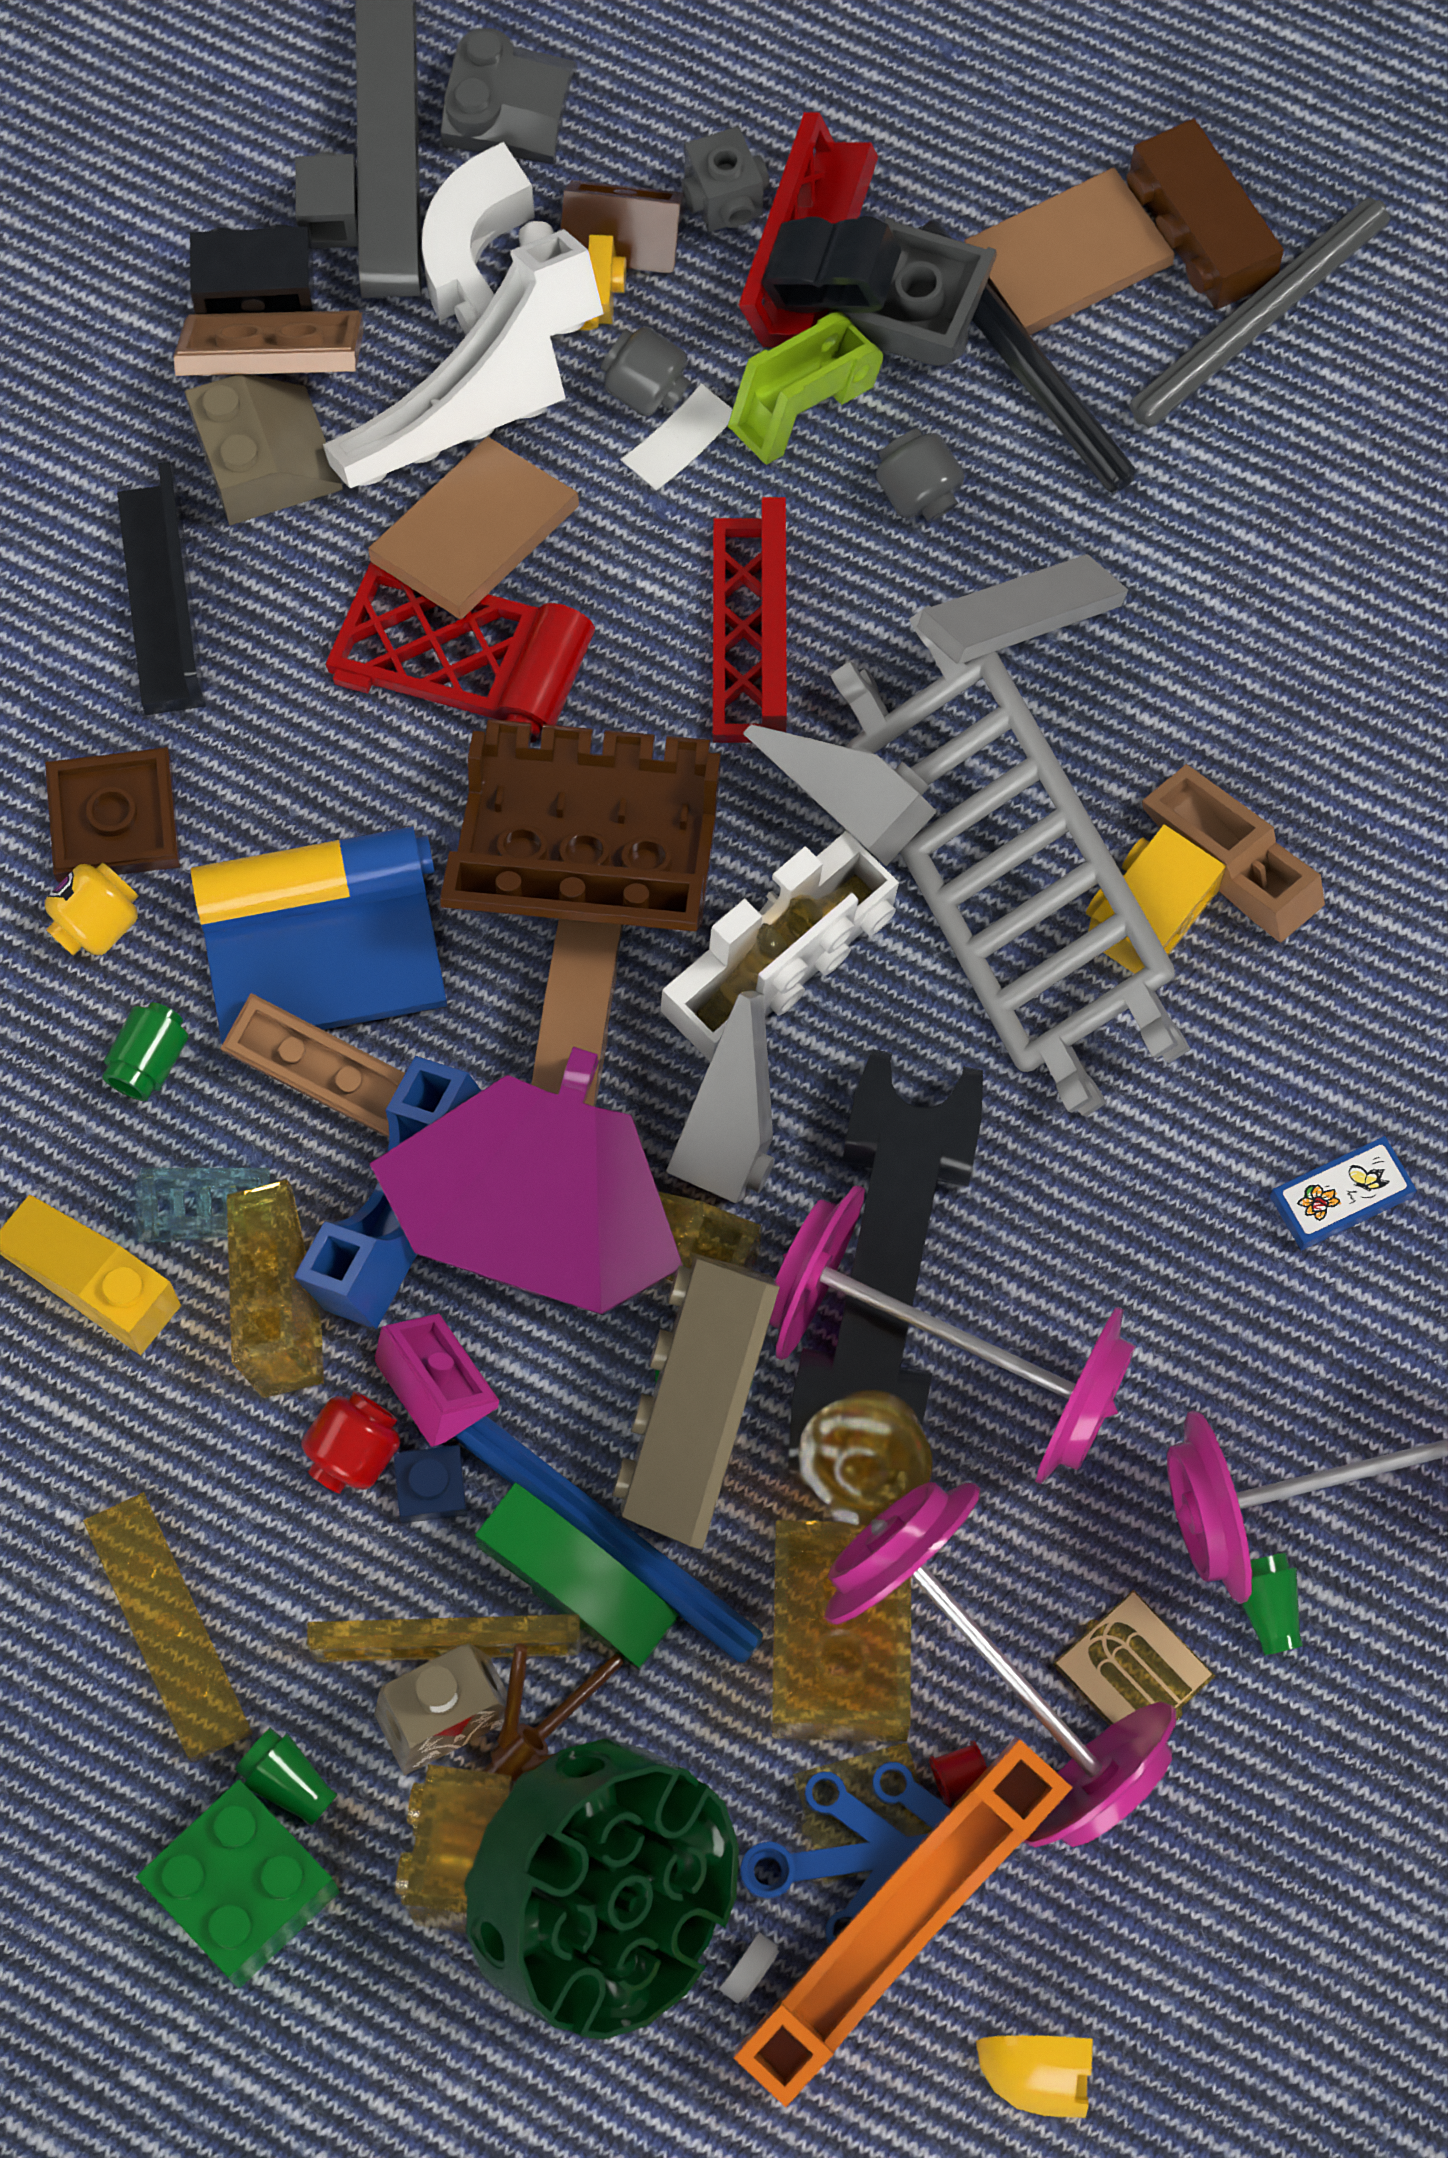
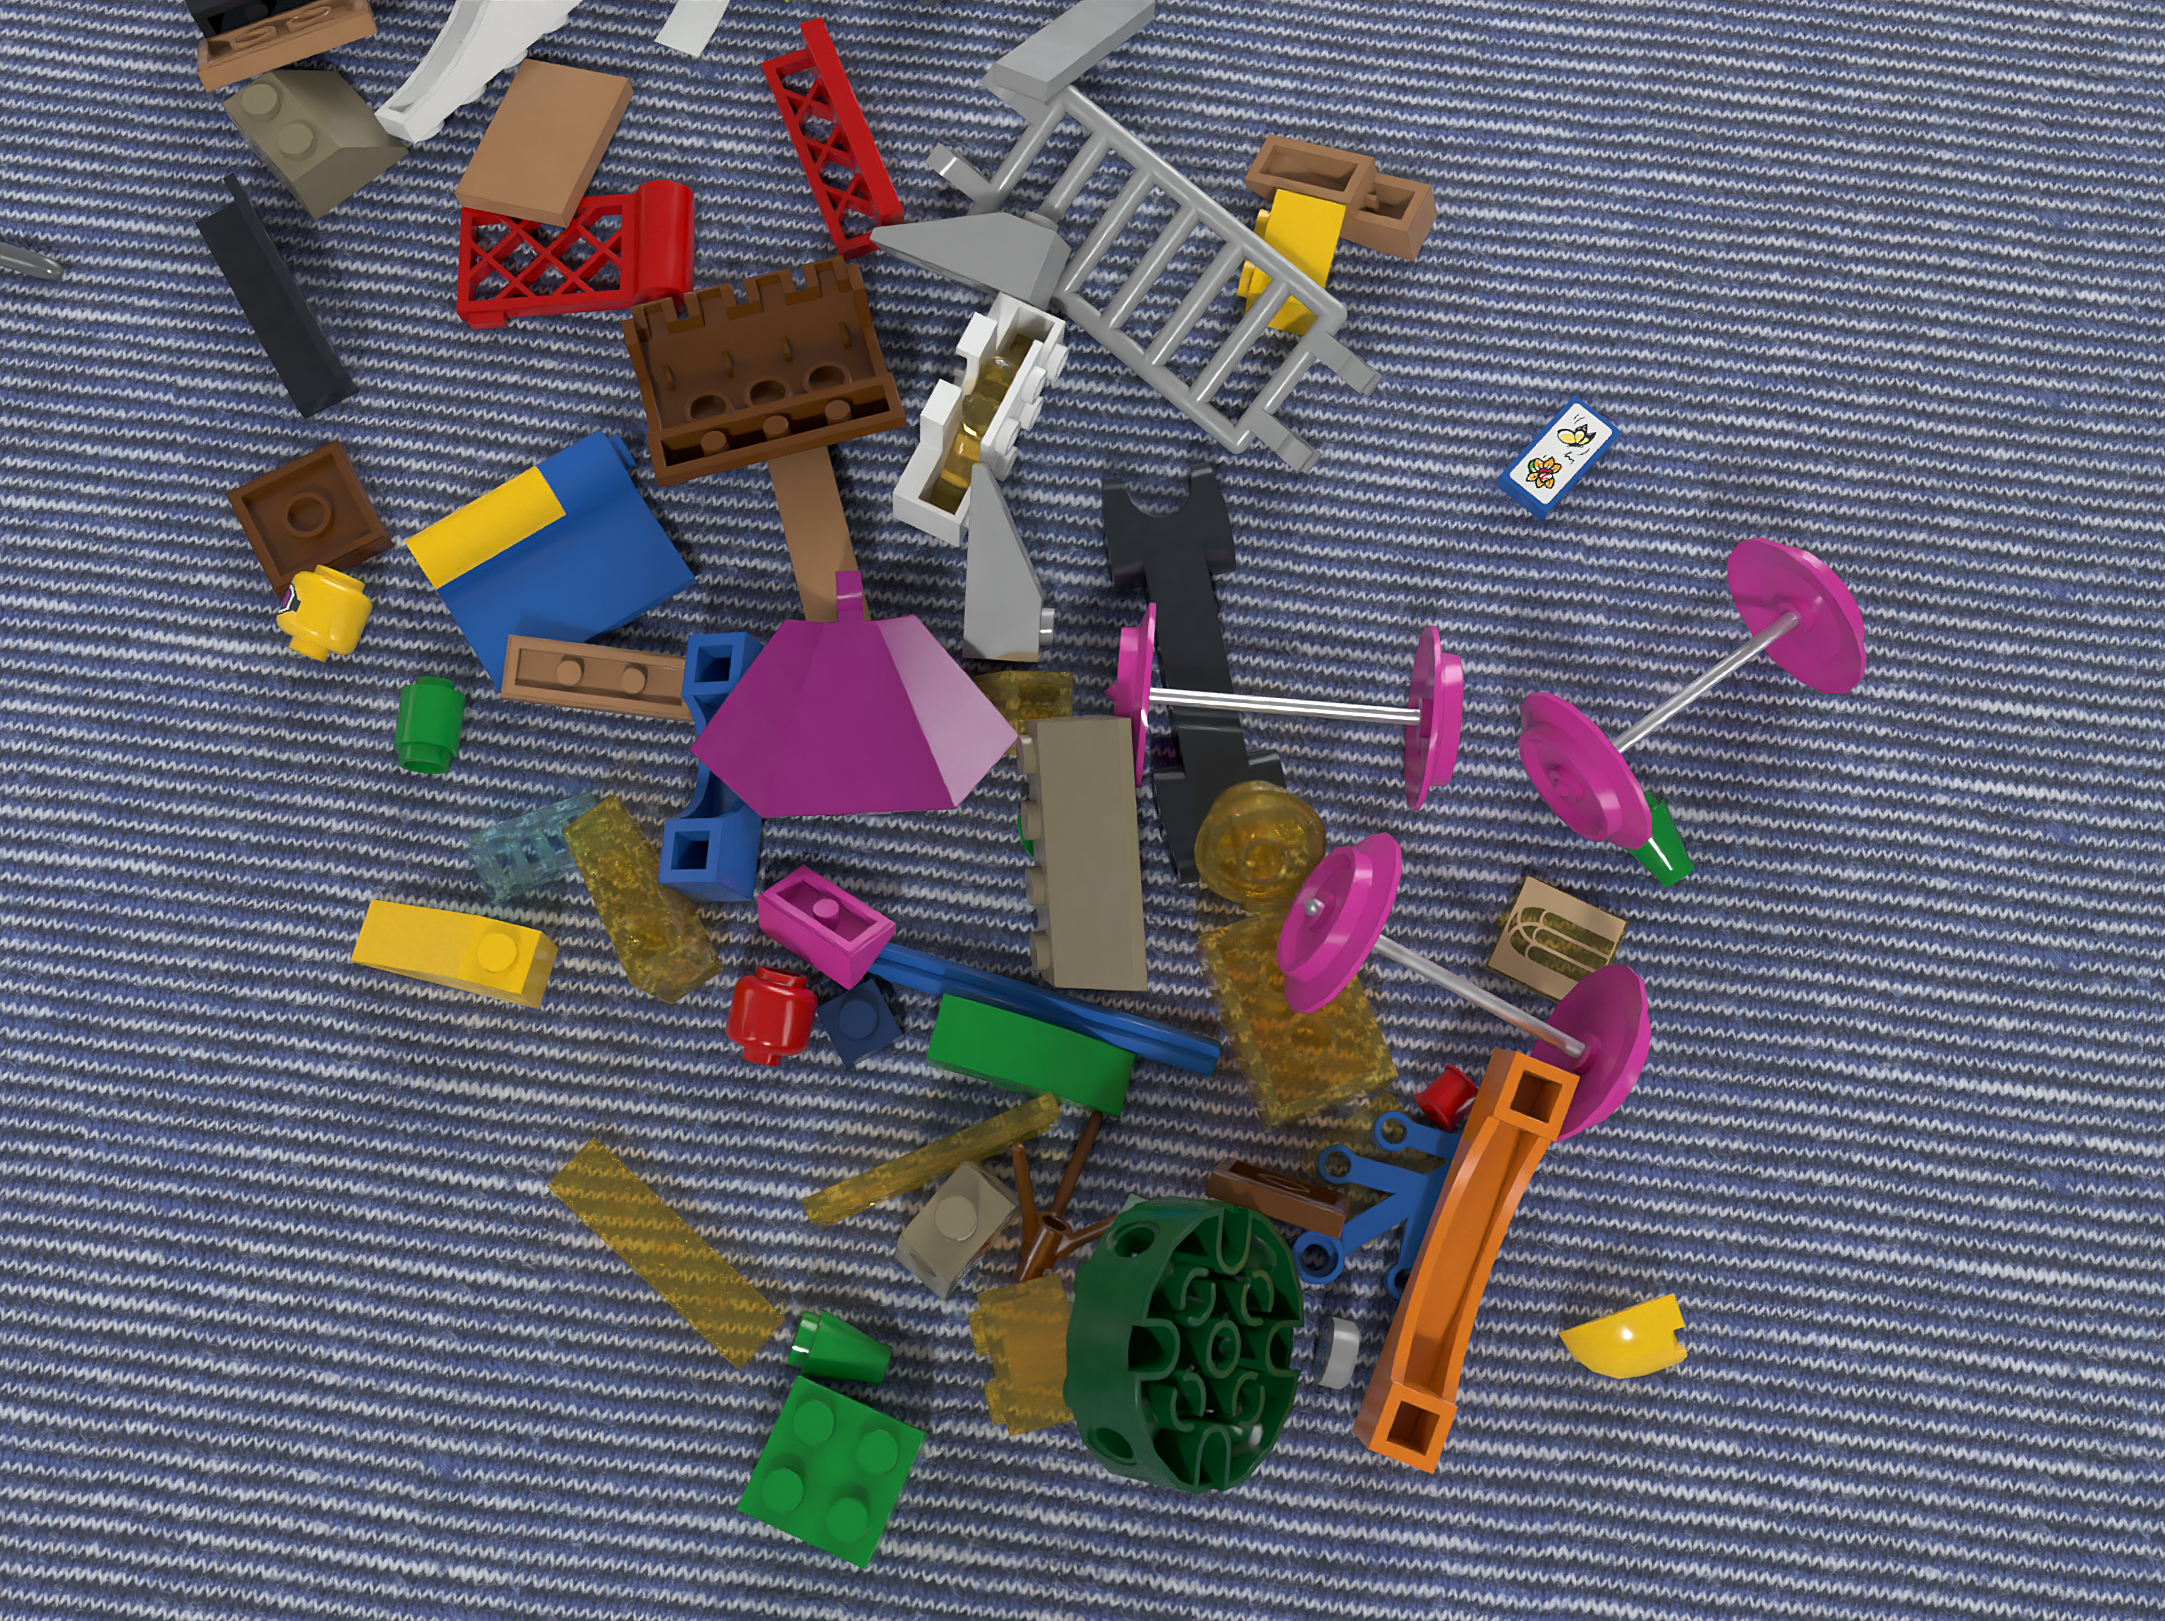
camera: 25 degrees left, 5 degrees up
(752, 1795) = (1279, 1196): none -> reddish brown tile

